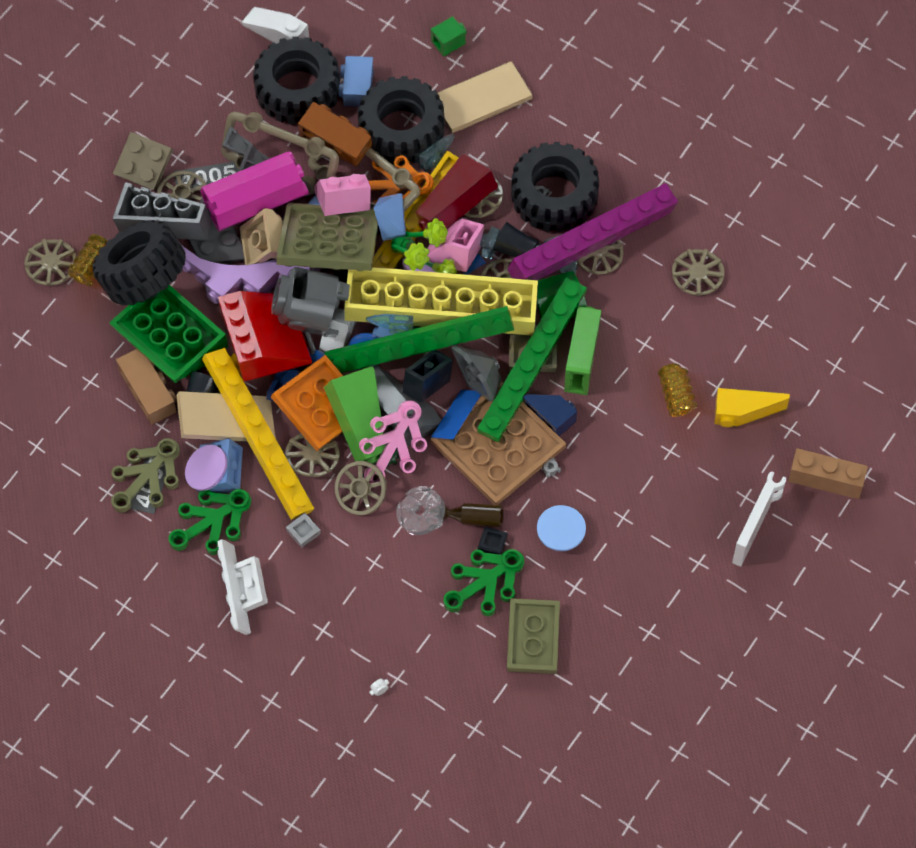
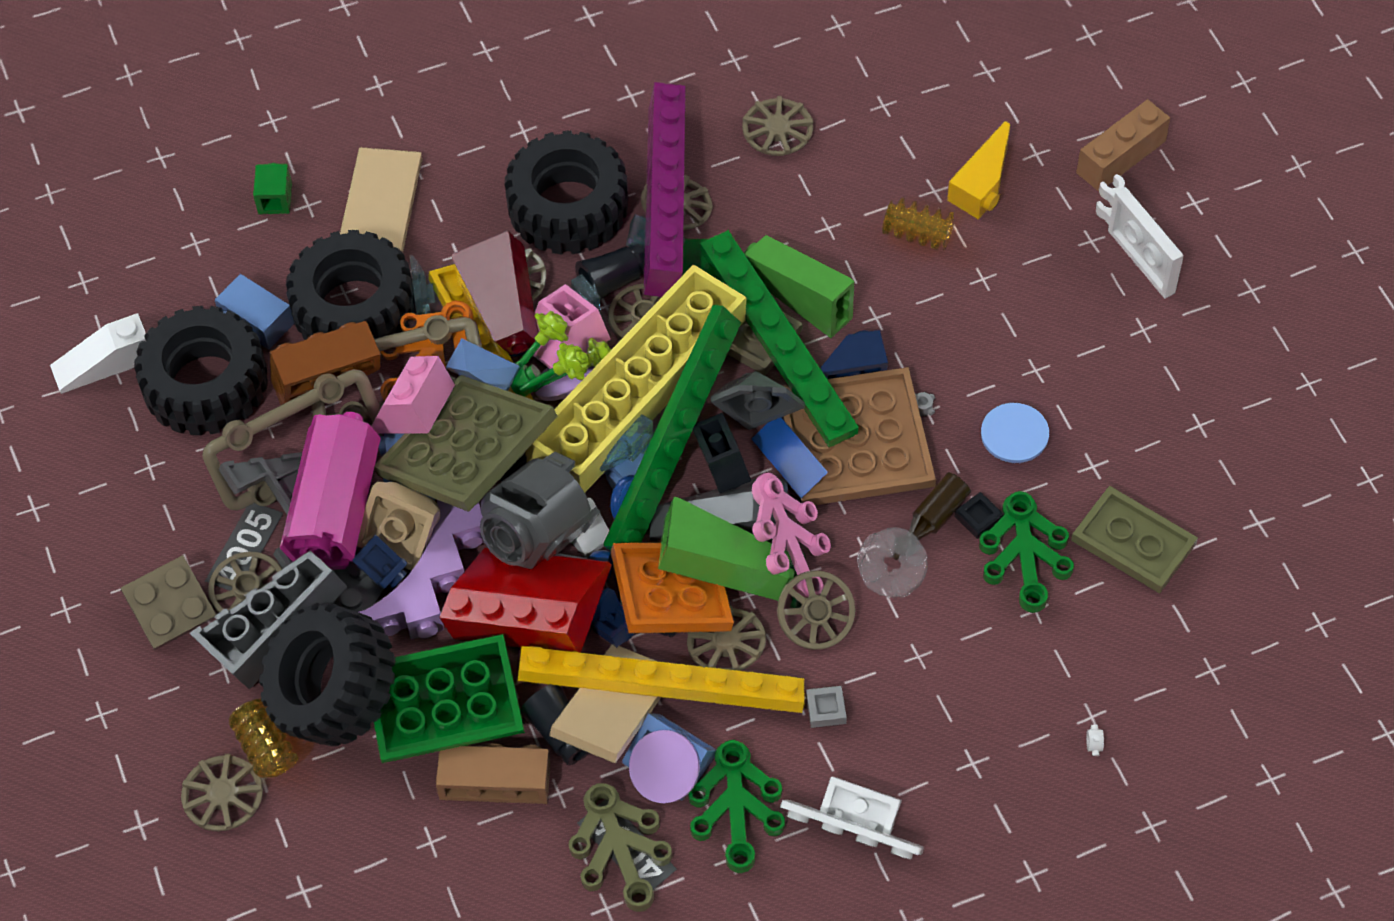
camera: 55 degrees left, 5 degrees down
(233, 246) = (380, 563): none -> dark blue bracket

